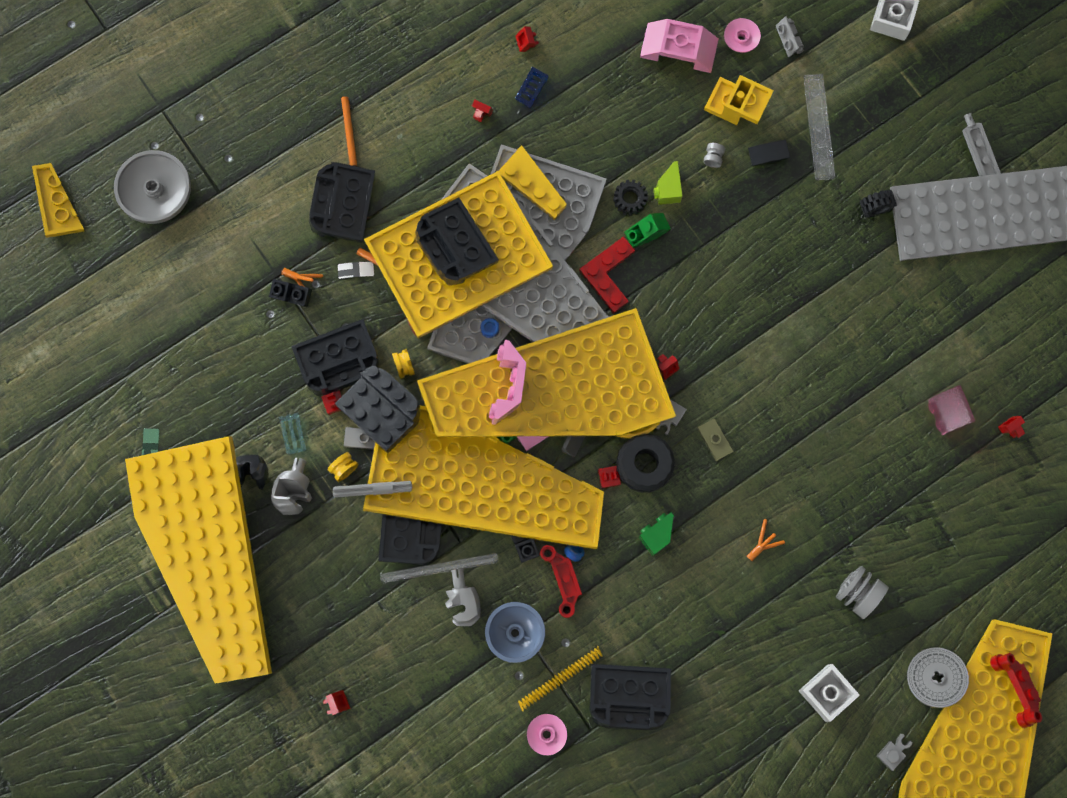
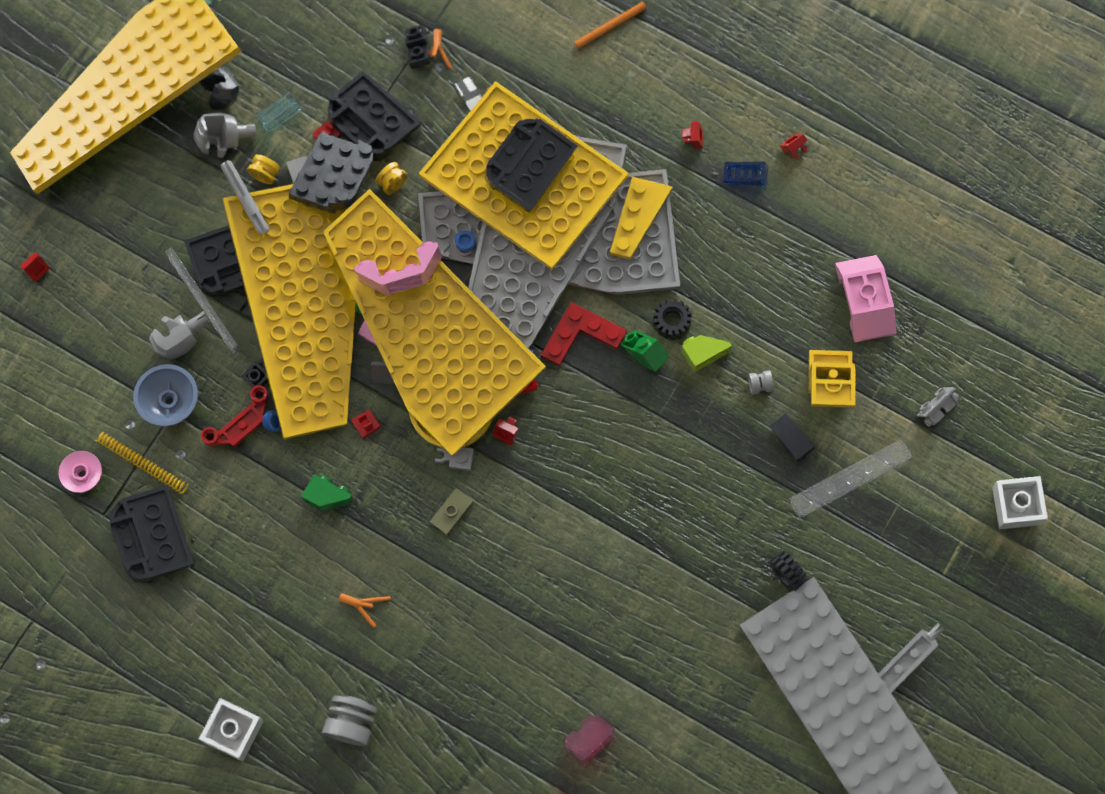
camera: 75 degrees right, 5 degrees down
(341, 201) = (532, 49): black plate -> none
(658, 450) = (391, 430): black tyre -> none
(742, 28) = (916, 346): bright pink dish -> none

